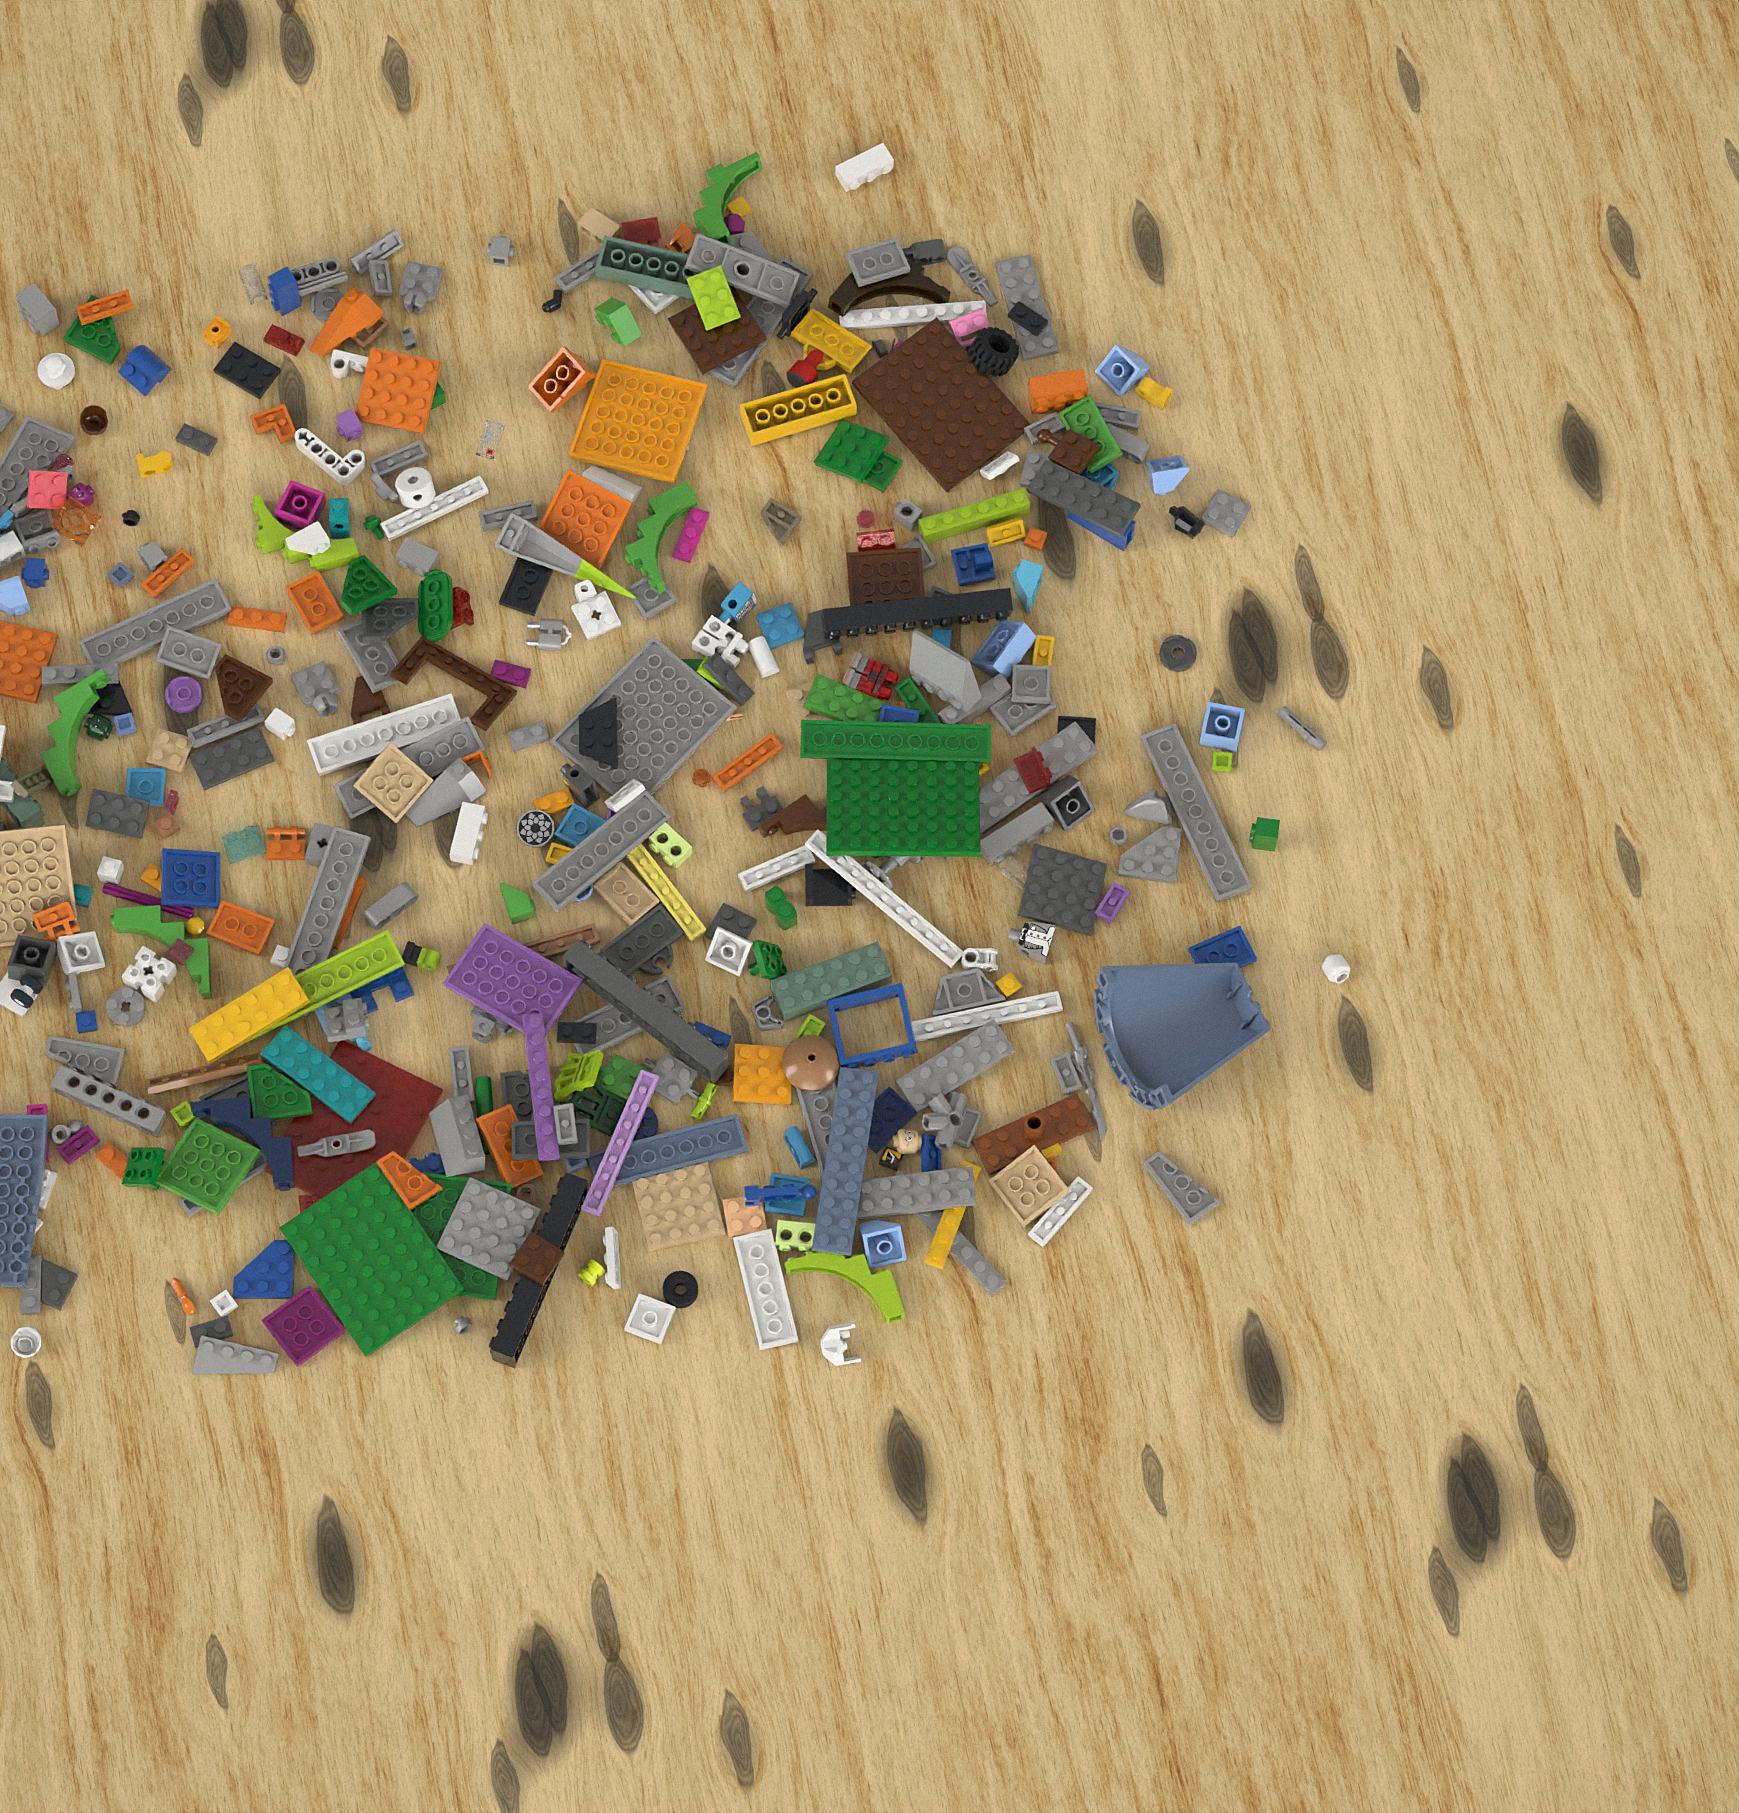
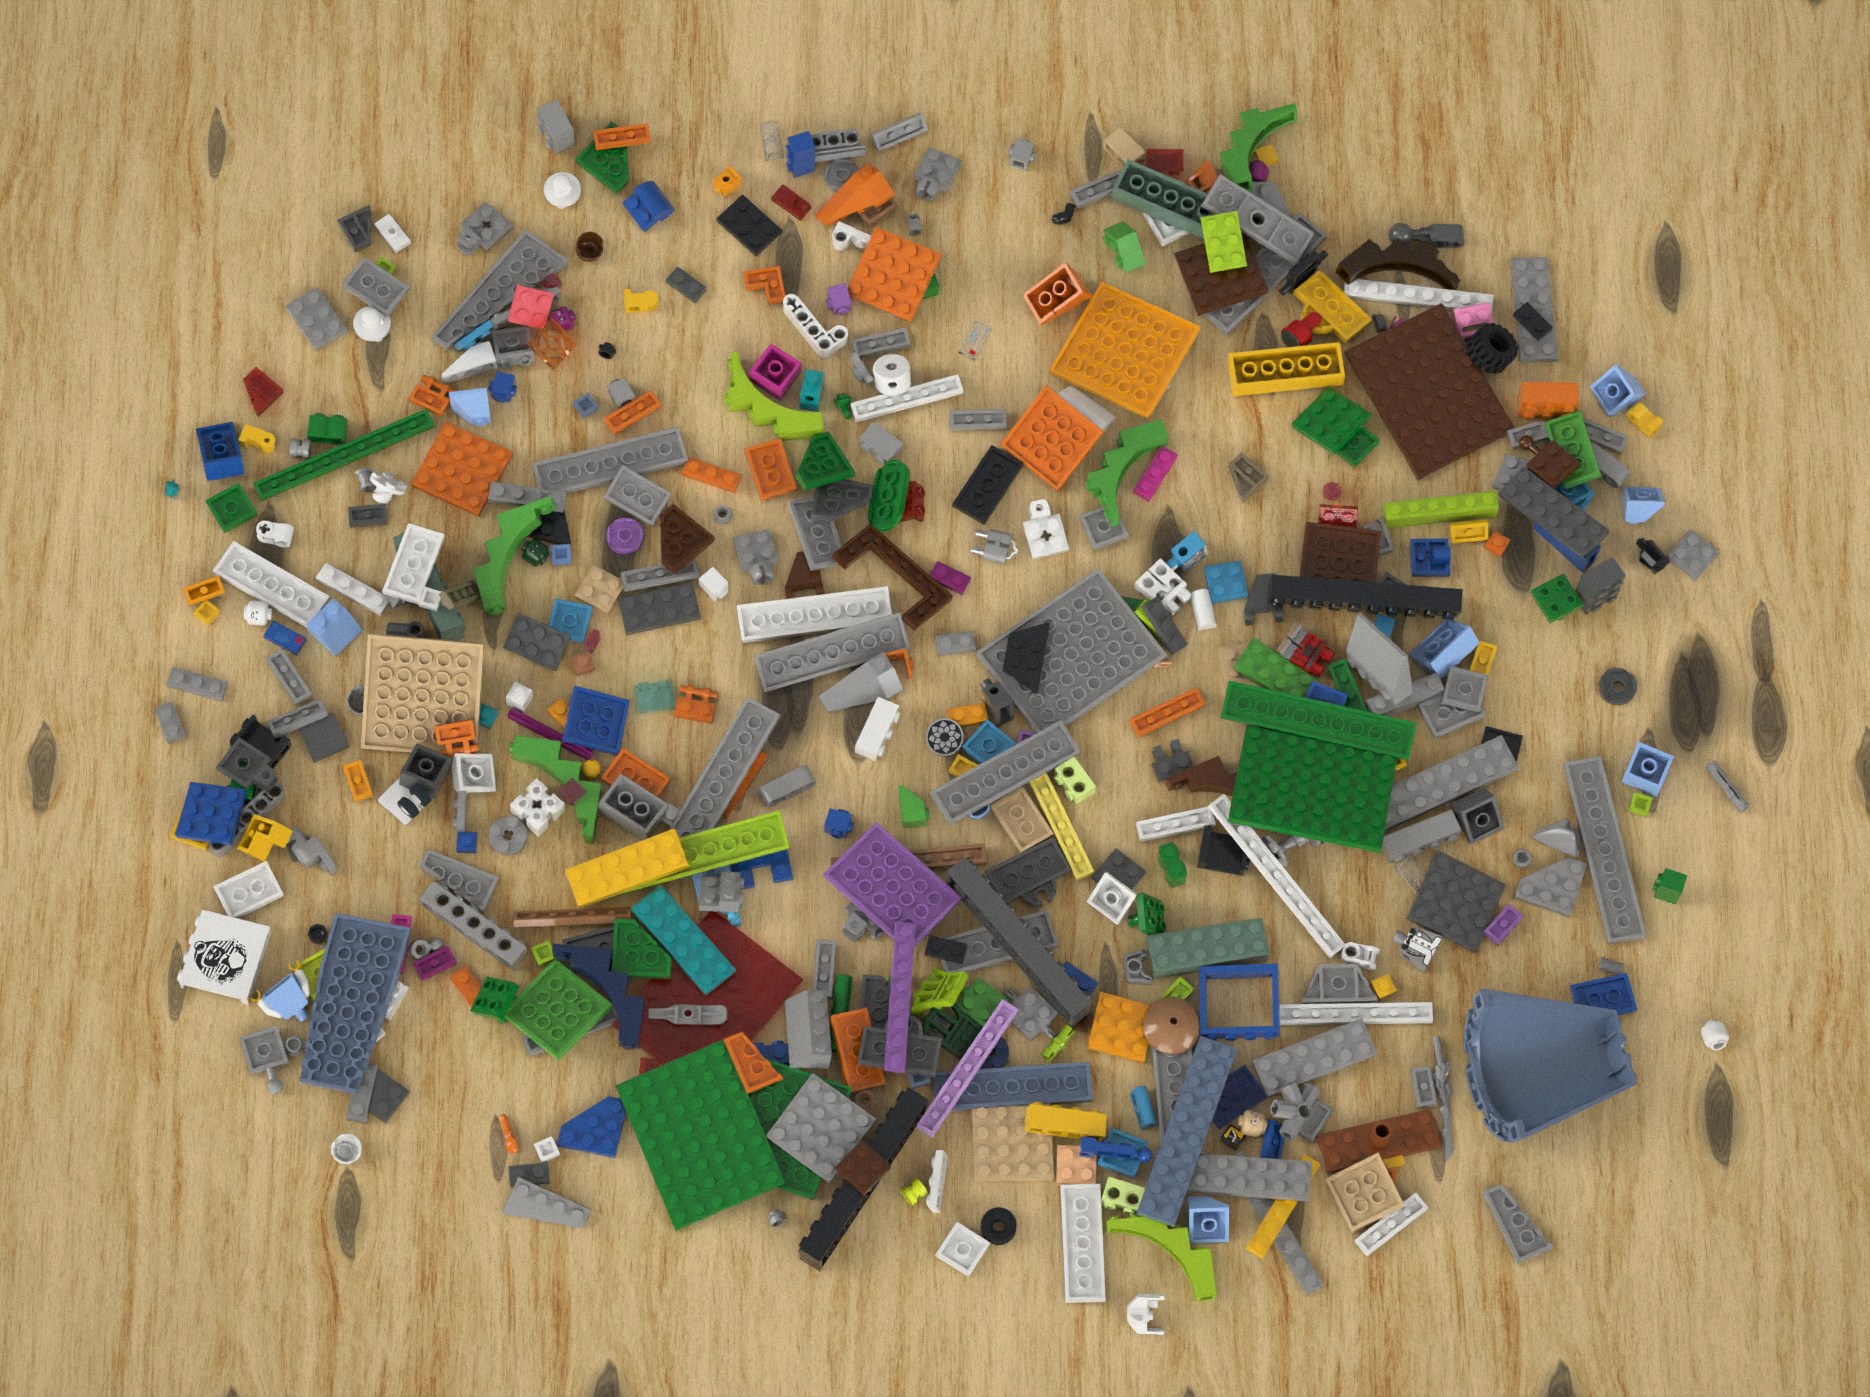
camera: 10 degrees right, 0 degrees up
(243, 955) = (632, 807): none -> light grey slope
(303, 1326) = (620, 1187): magenta plate -> none
(309, 540) = (777, 407): white slope -> none
(319, 837) = (730, 704): light grey brick -> none
(380, 277) = (898, 158): light grey plate -> none
(393, 782) = (813, 664): tan plate -> none
(421, 957) = (807, 843): leg -> none
(448, 931) = (838, 823): none -> blue brick
(533, 544) = (997, 453): light grey plate -> none
(565, 1124) = (917, 1039): light grey plate -> none
(625, 795) = (1039, 722): white plate -> none
(701, 773) = (1118, 714): clear orange plate -> none
(725, 1176) = (1064, 1122): none -> yellow brick
(864, 167) = (1399, 138): white brick -> none
(877, 262) = (1394, 236): light grey plate -> none
(910, 521) = (1374, 502): light grey brick -> none
(964, 268) = (1479, 258): light grey piece -> none
(999, 465) = (1475, 463): white plate -> none
(1027, 582) = (1480, 586): medium azure slope -> none
(1033, 771) = (1450, 777): clear red bracket -> none
(1102, 580) = (1556, 598): none -> green plate
(1141, 559) = (1600, 585): none -> dark grey brick
(1217, 922) = (1604, 965): none -> light grey piece

